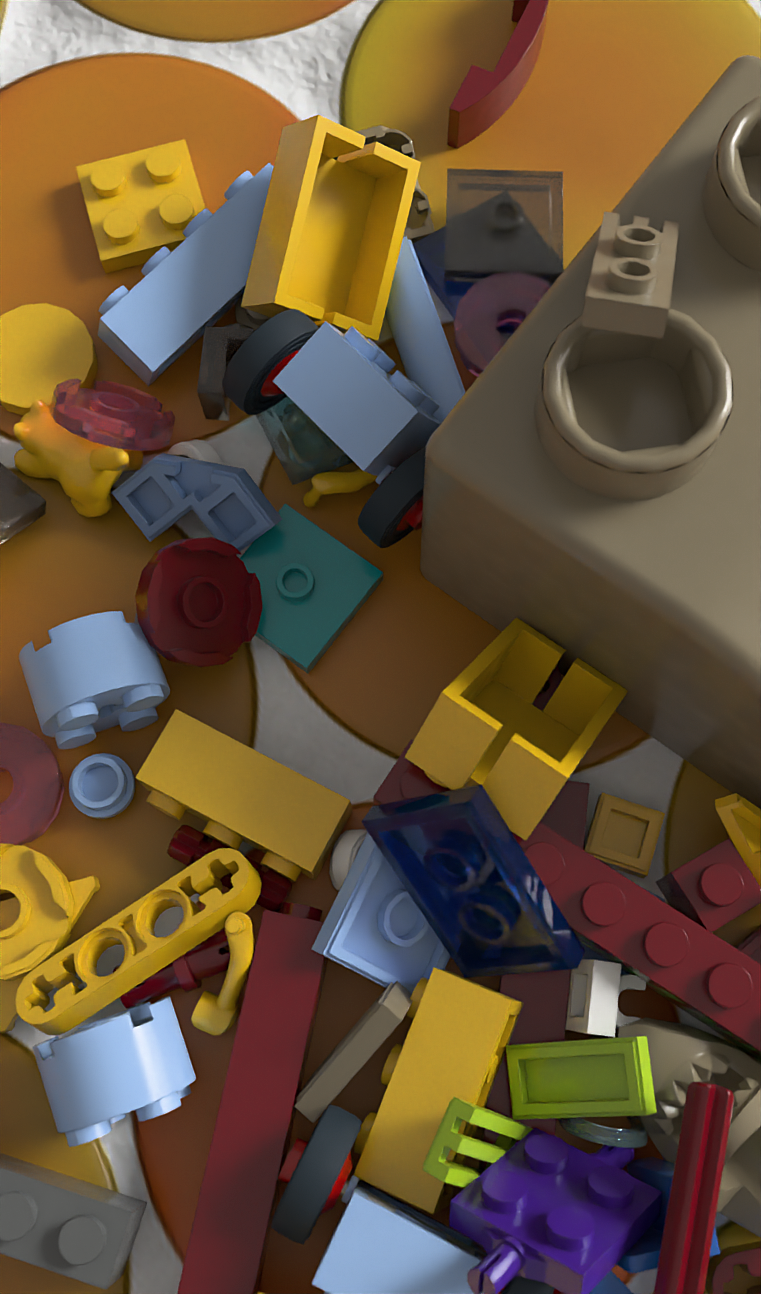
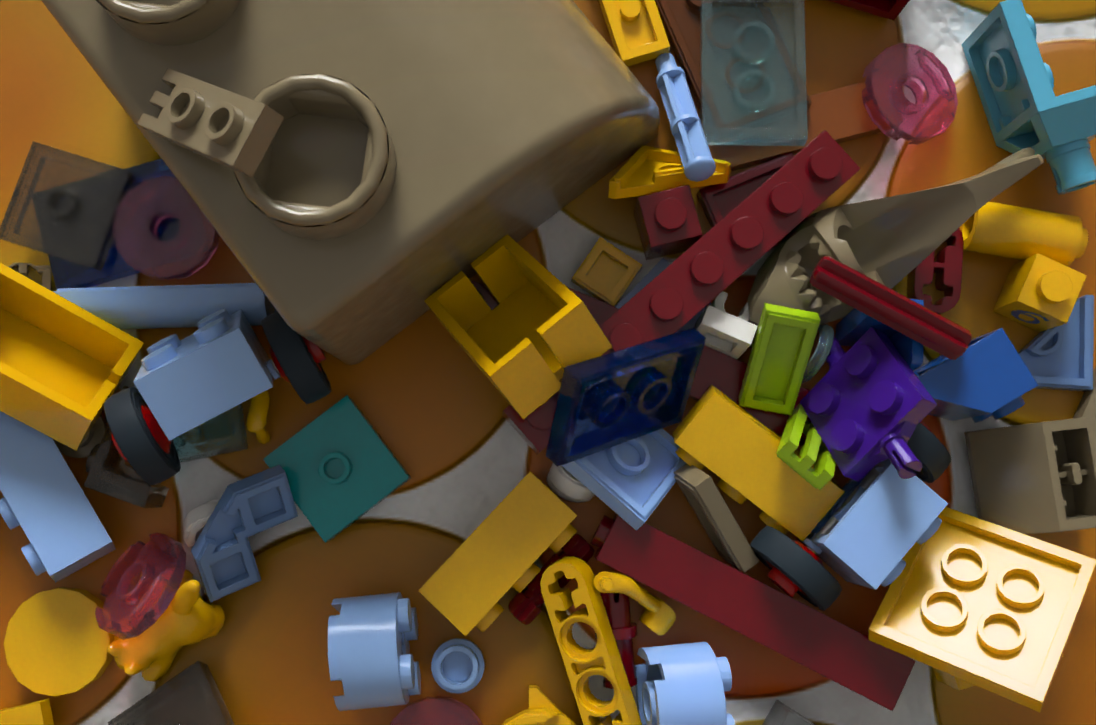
camera: 75 degrees left, 10 degrees up
(198, 602) = (334, 551): dark red tile -> none

